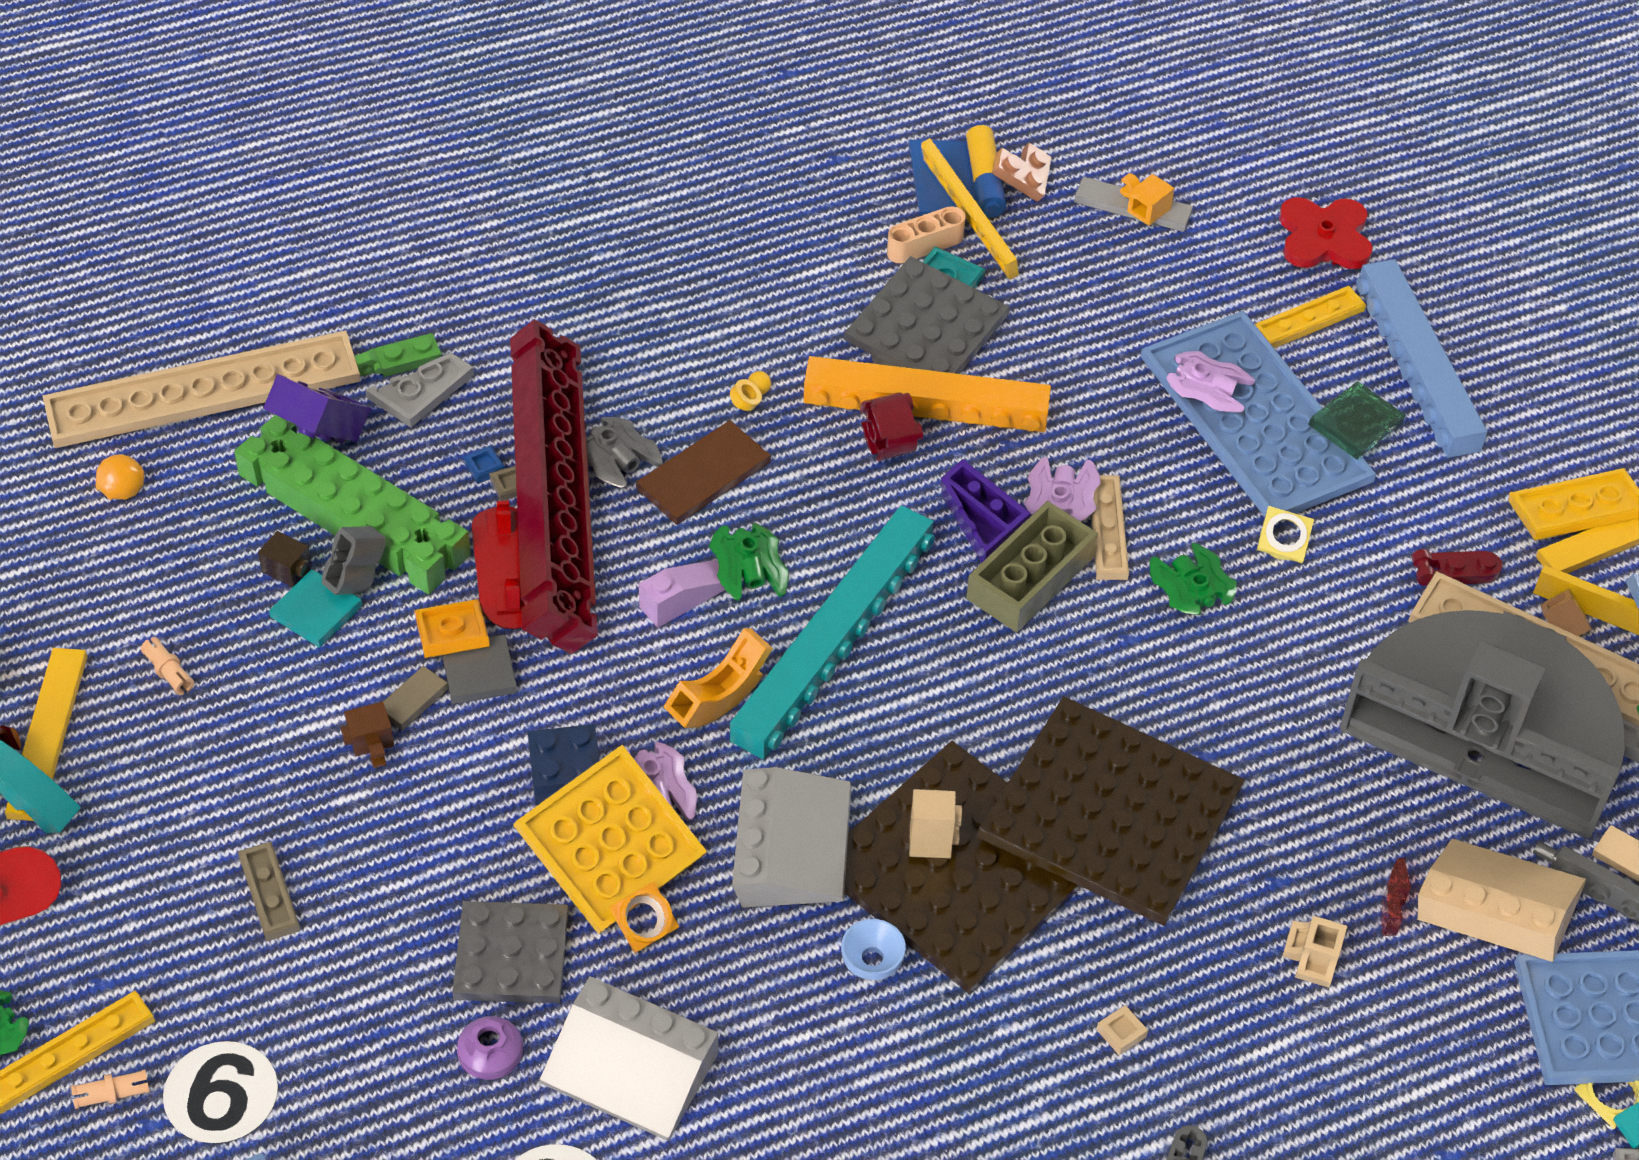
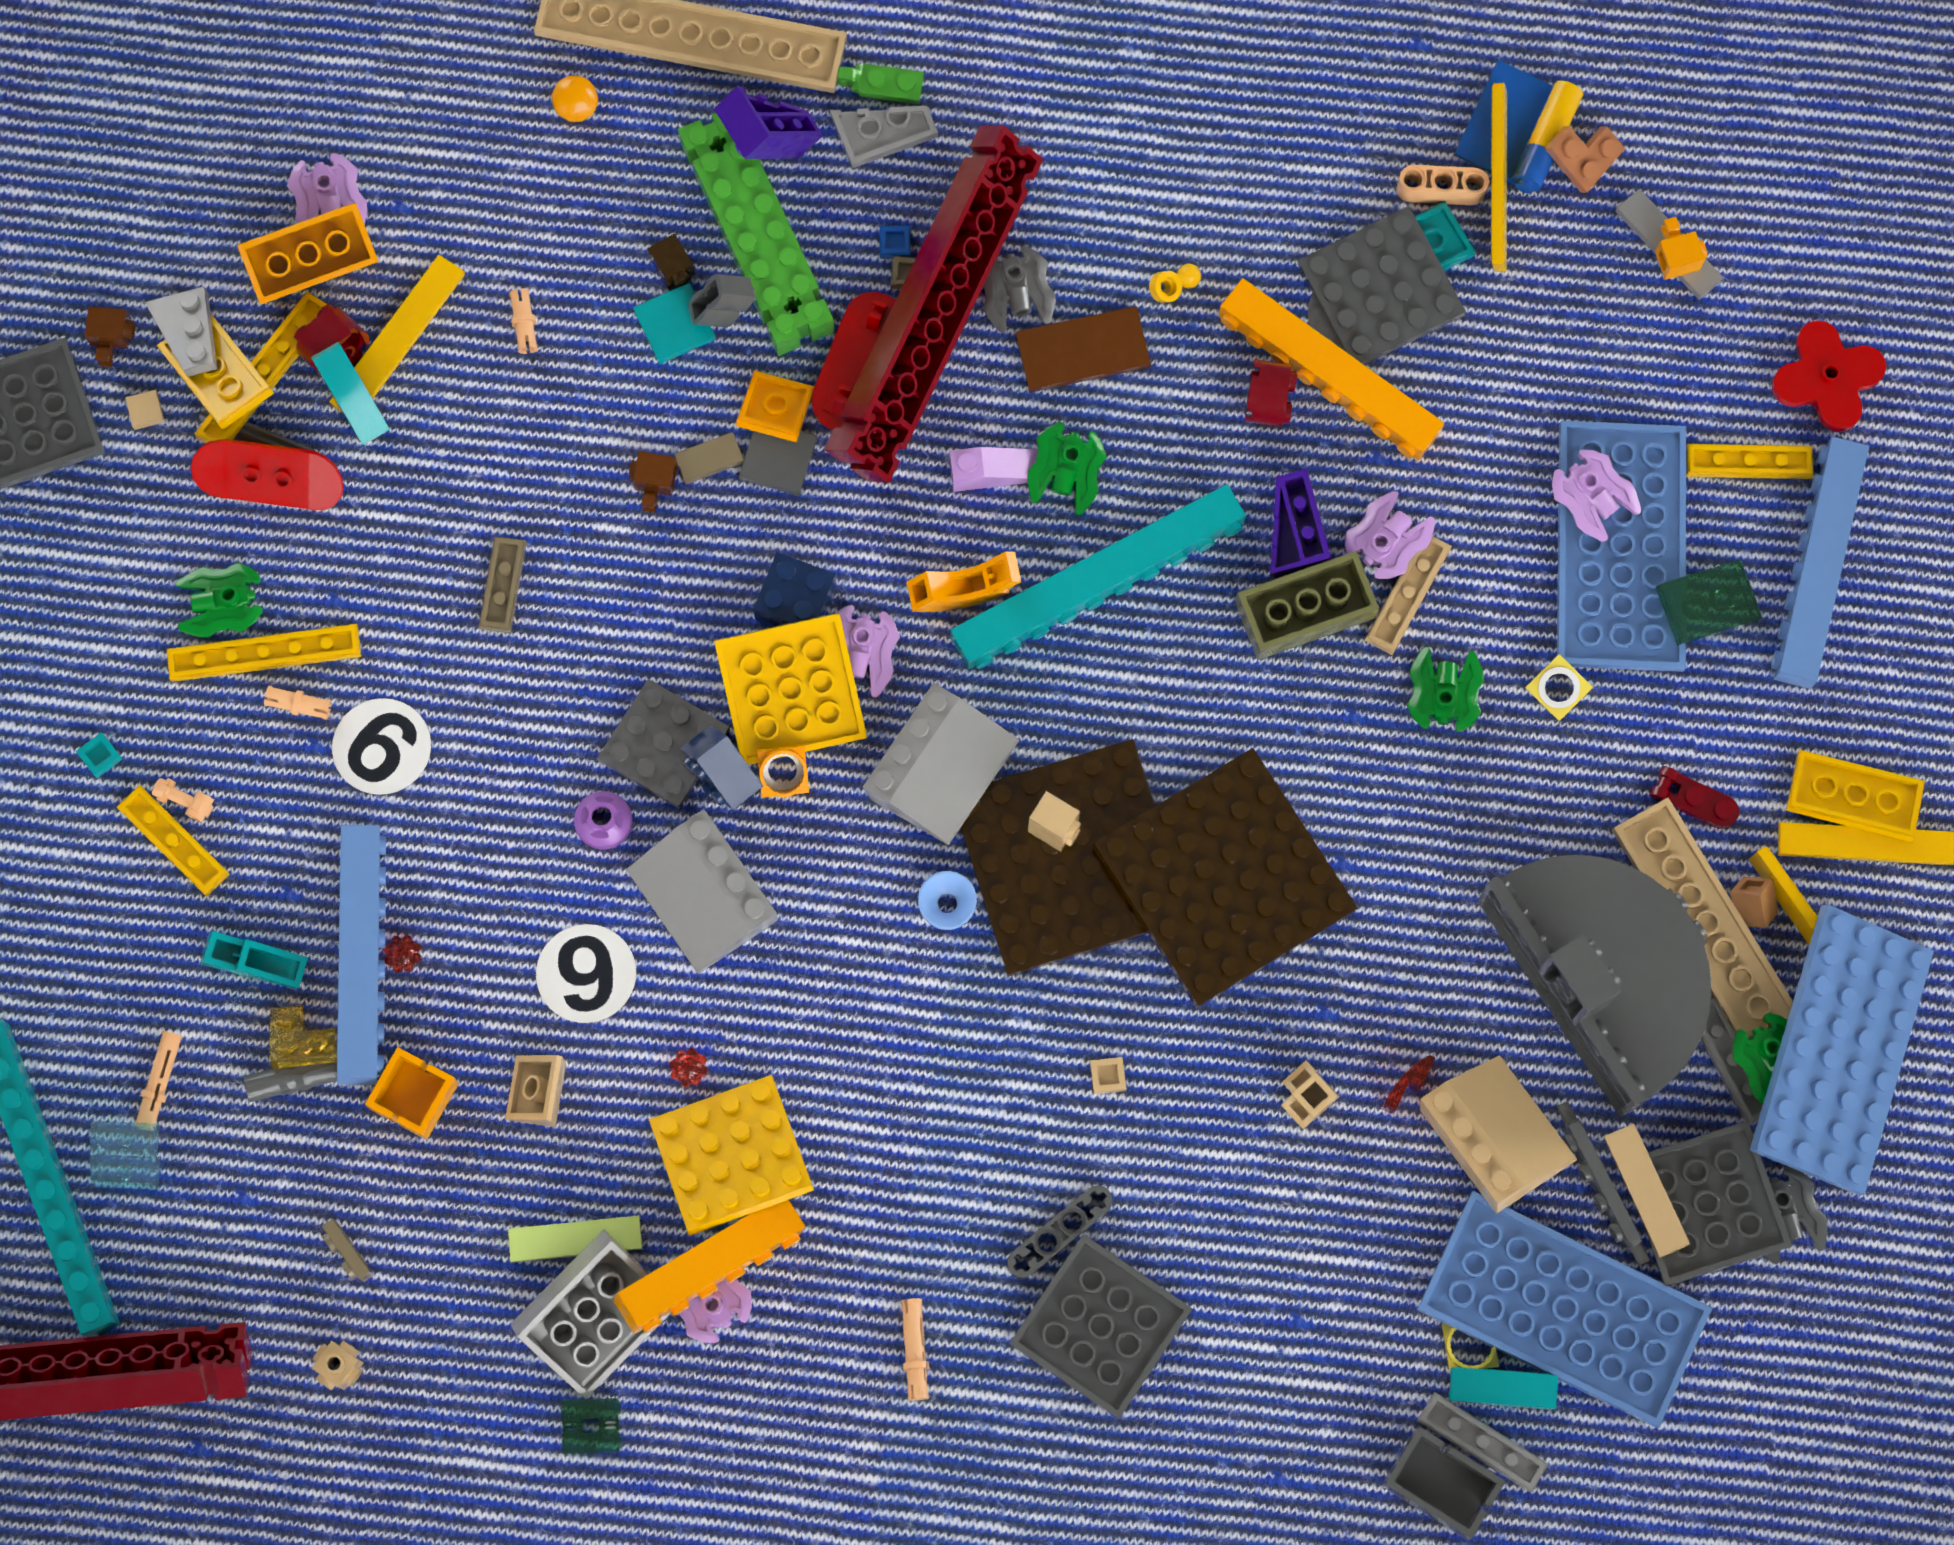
camera: 30 degrees right, 25 degrees up
(585, 930) = (721, 767): none -> brick

